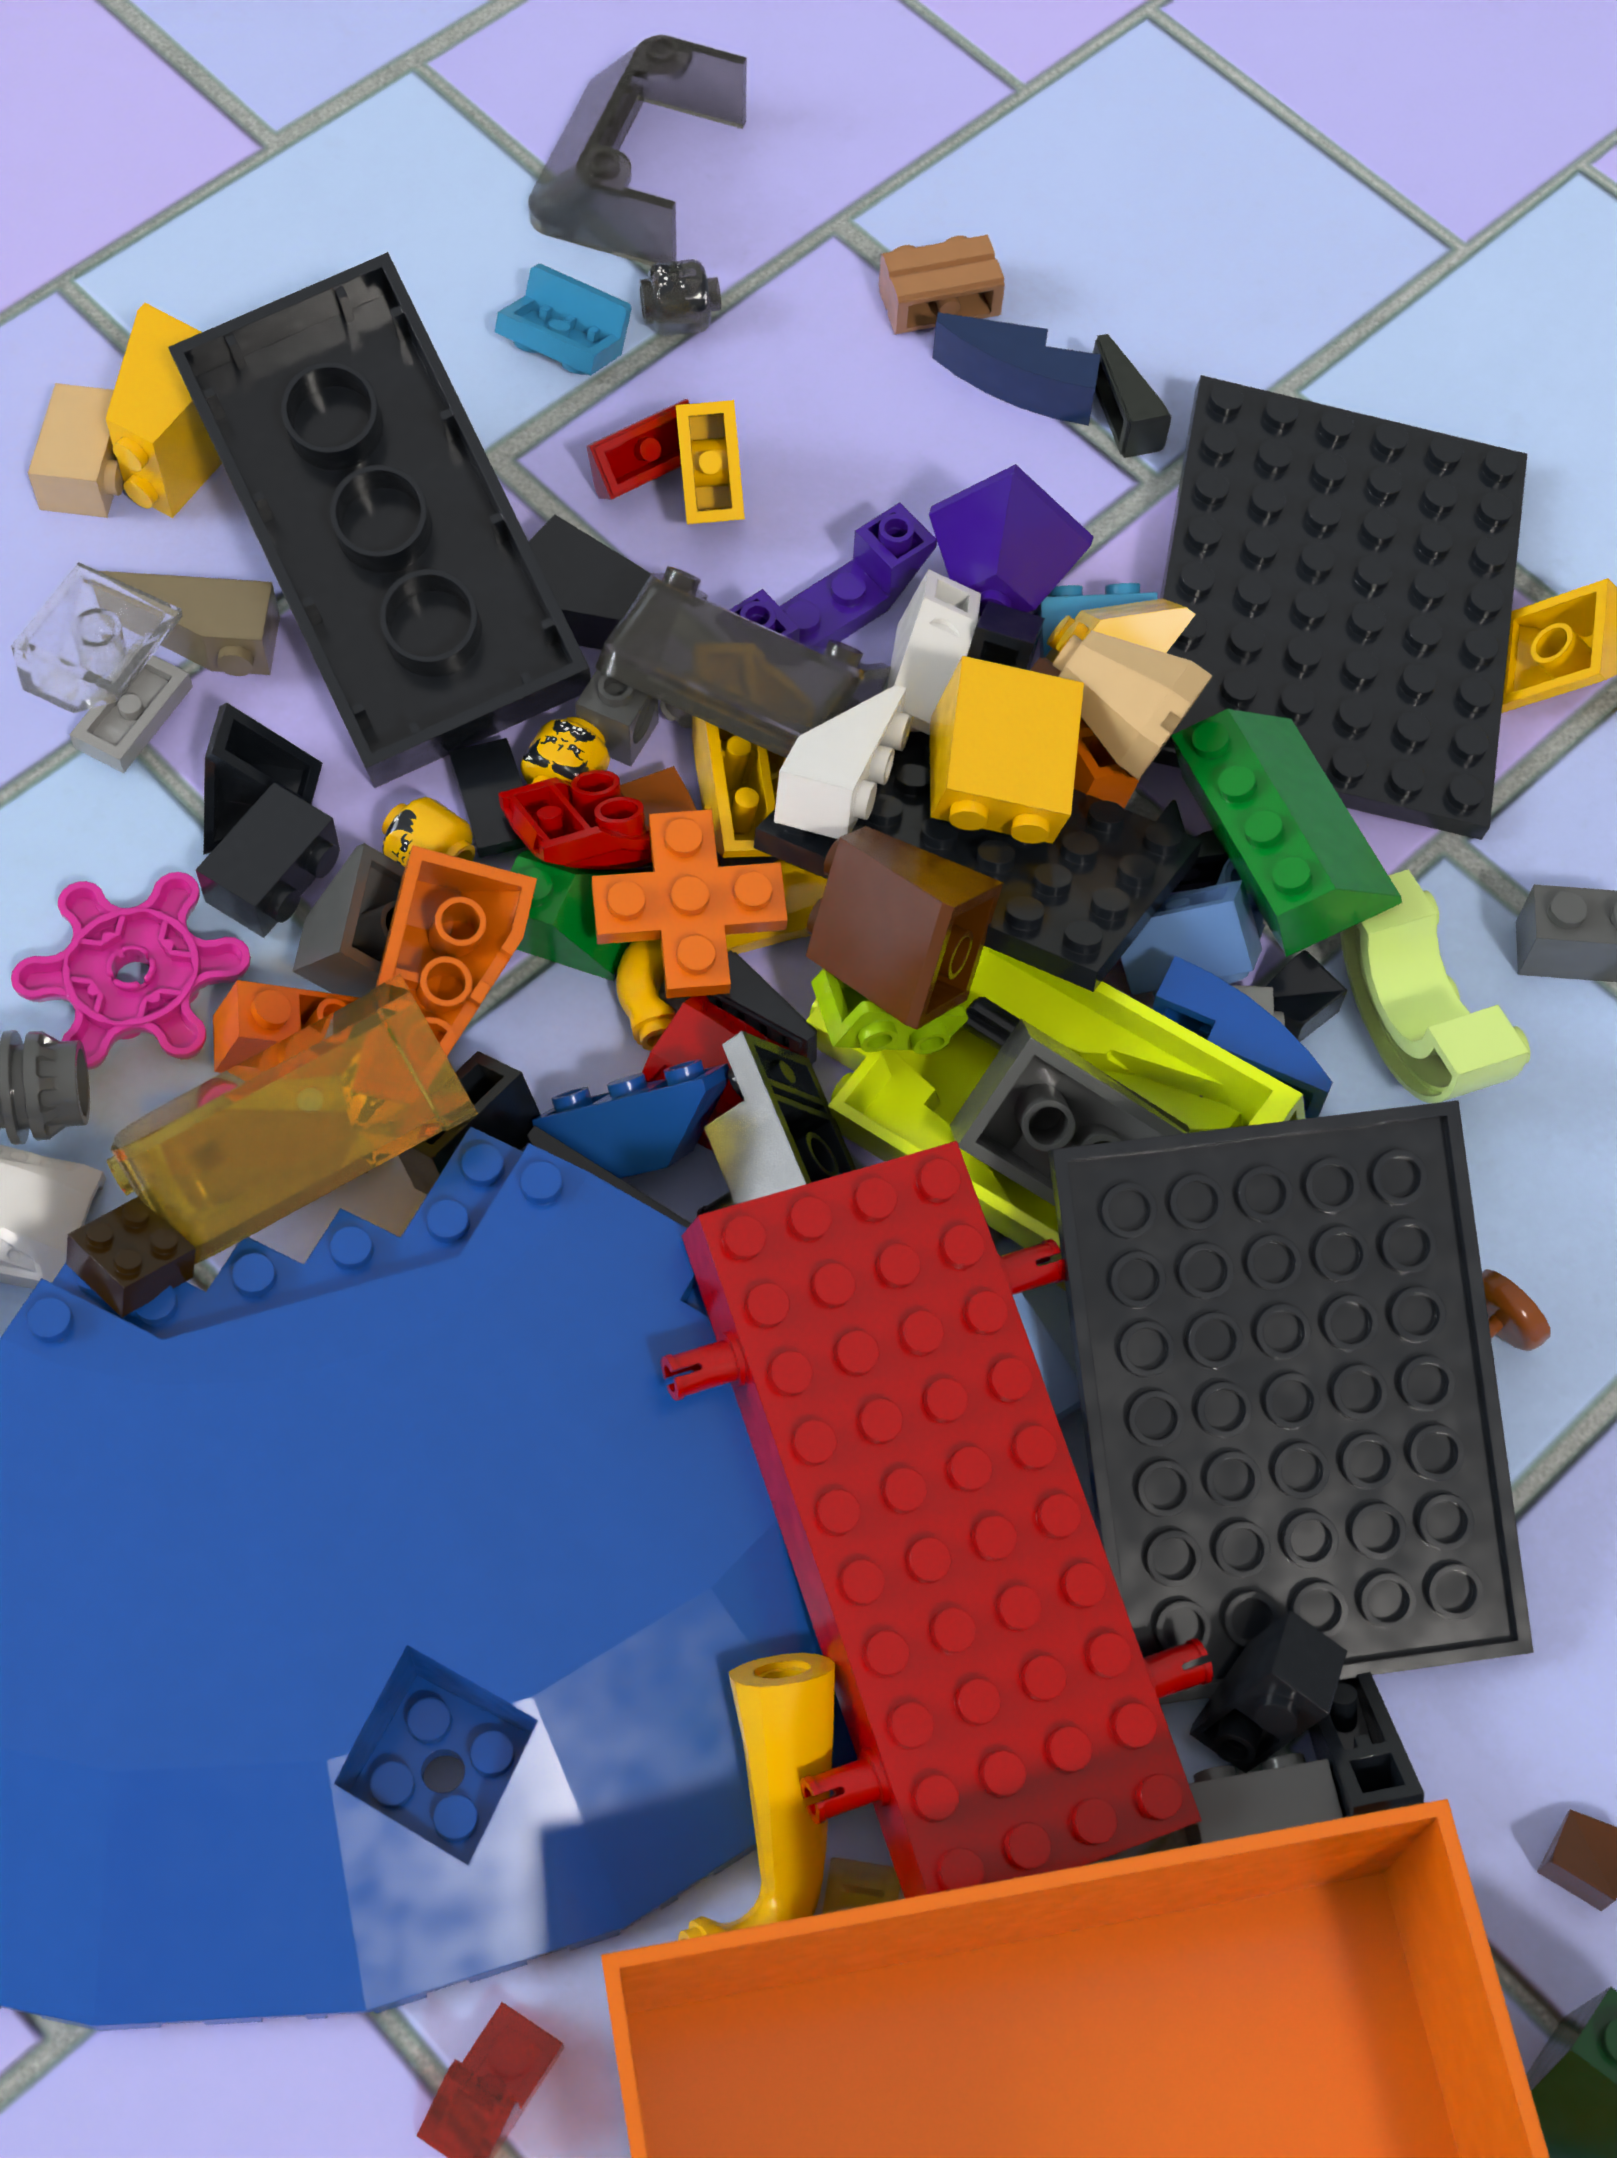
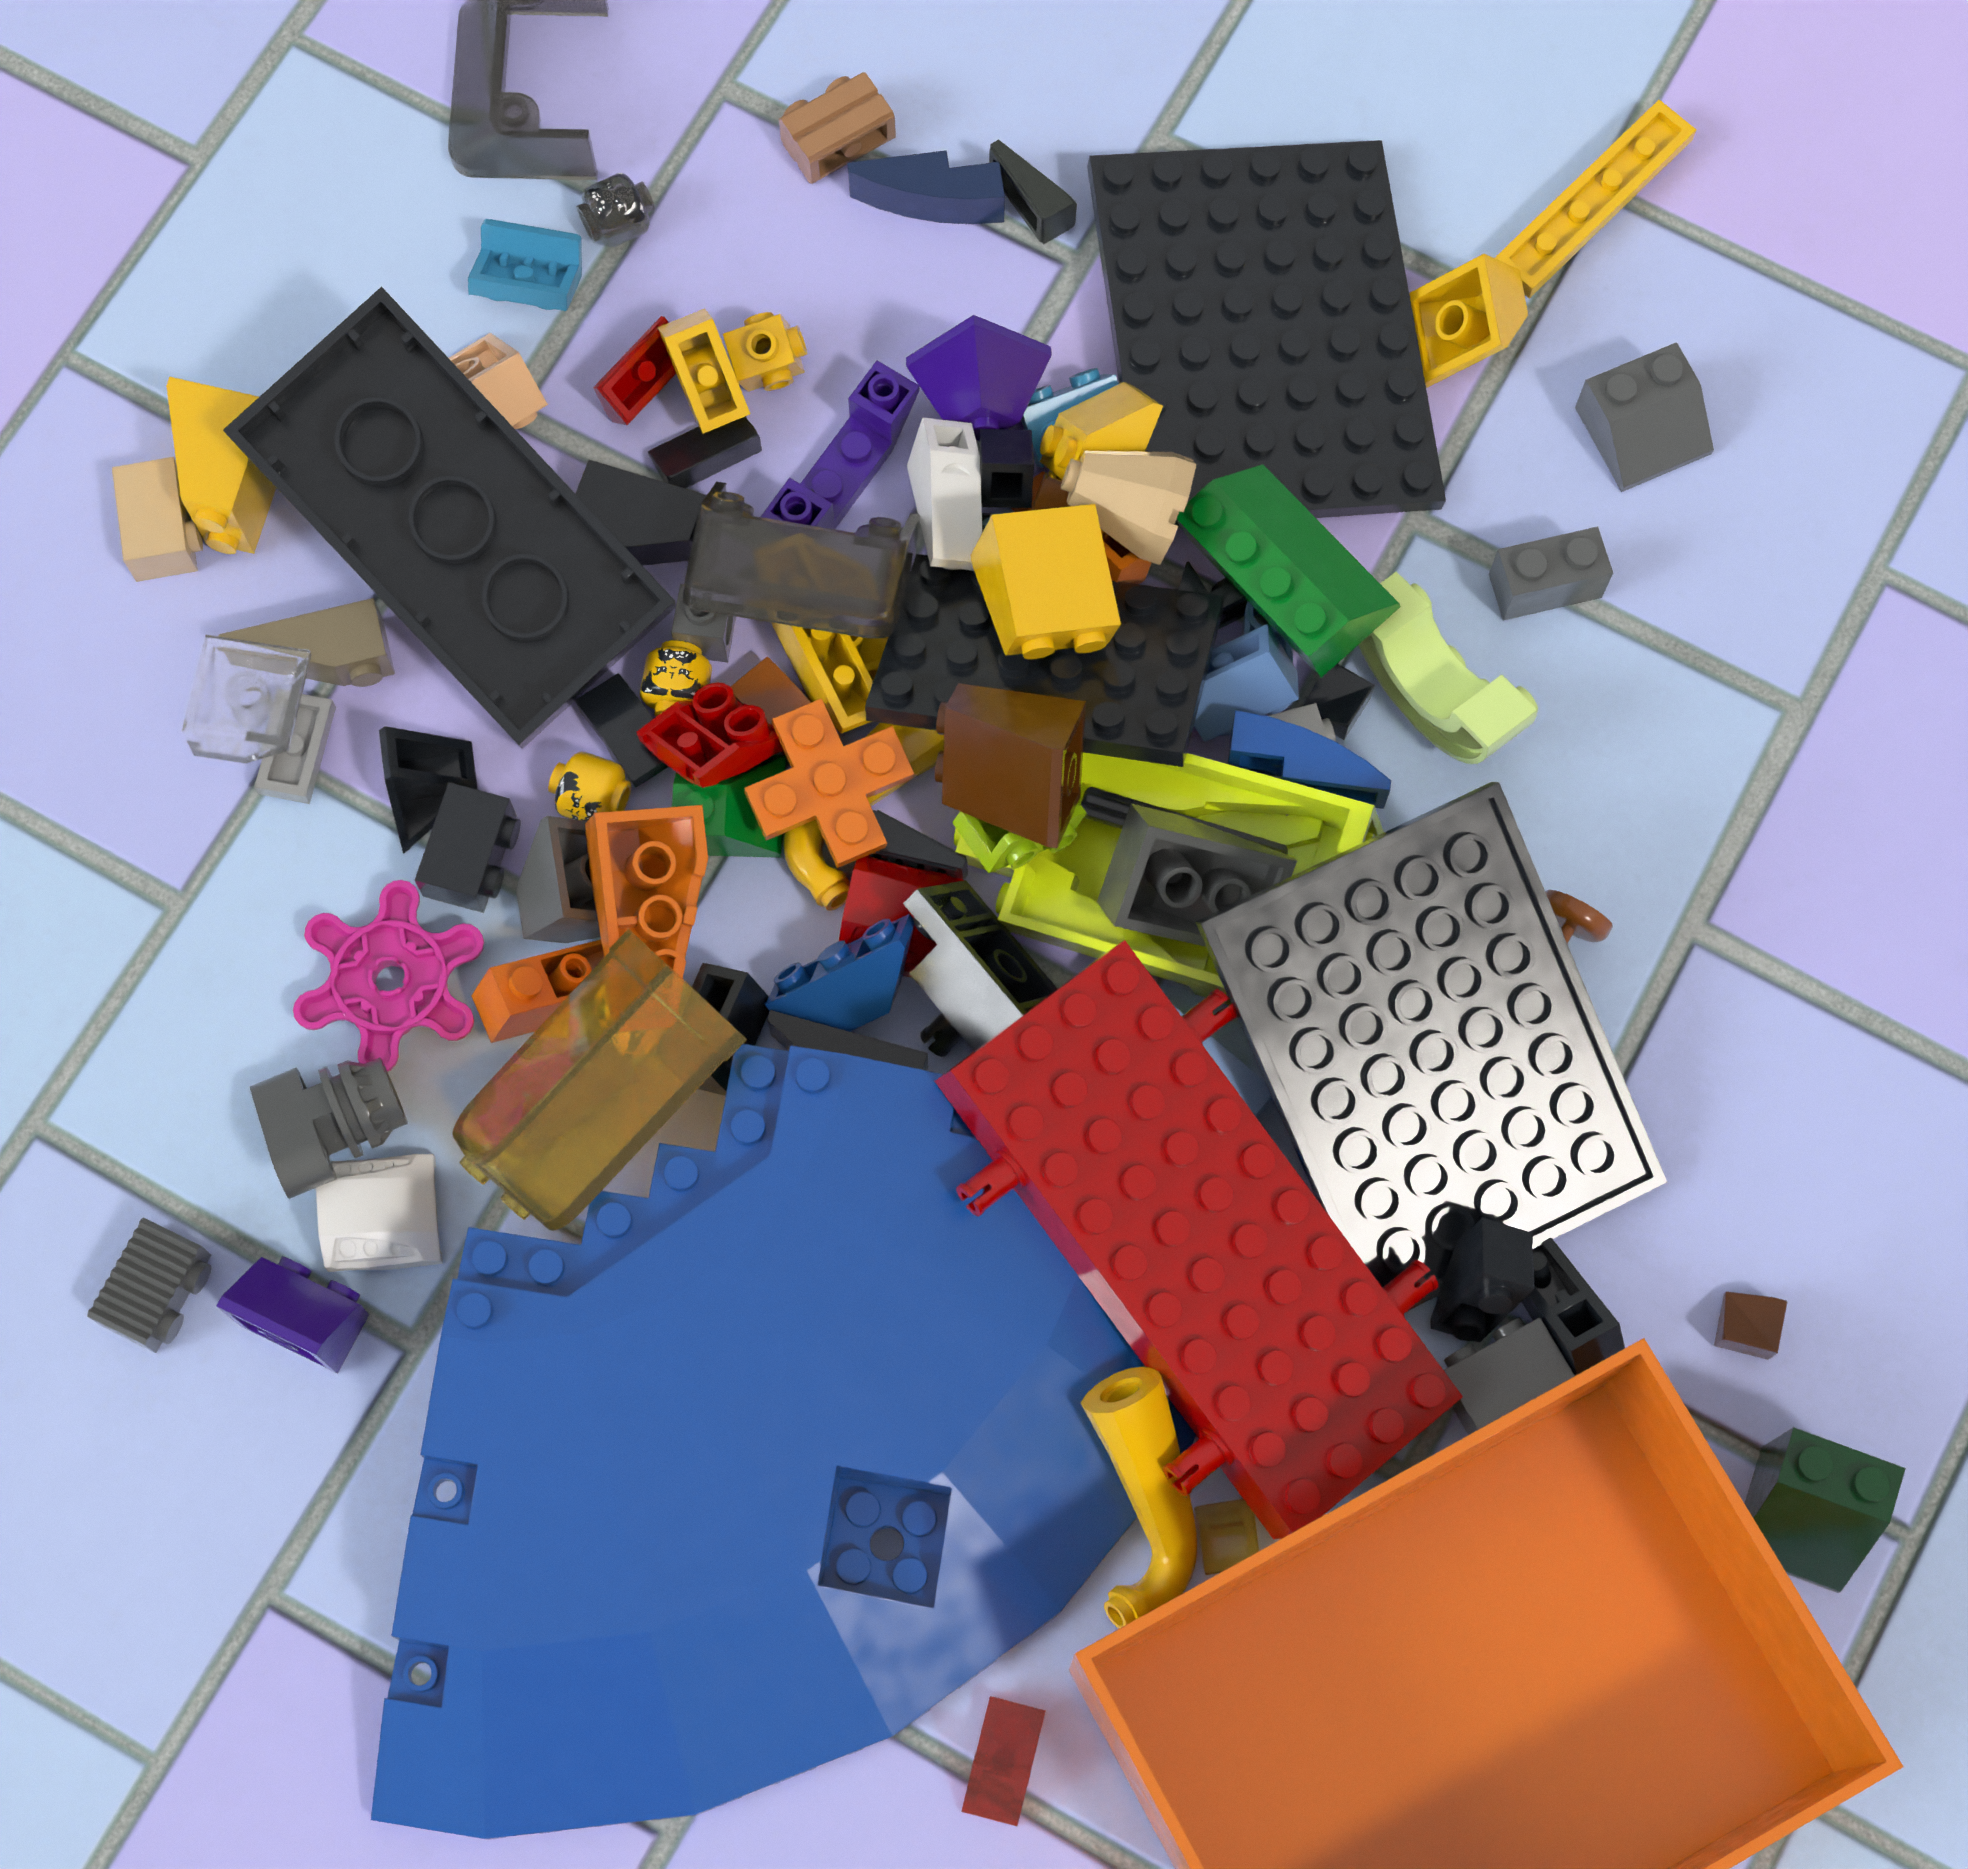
camera: 15 degrees left, 10 degrees up
(130, 1256) = (514, 1238): dark brown piece -> none
(499, 422) = (502, 379): none -> light nougat slope
(694, 549) = (701, 455): none -> black slope
(784, 469) = (766, 352): none -> yellow brick
(837, 766) = (915, 629): white slope -> none

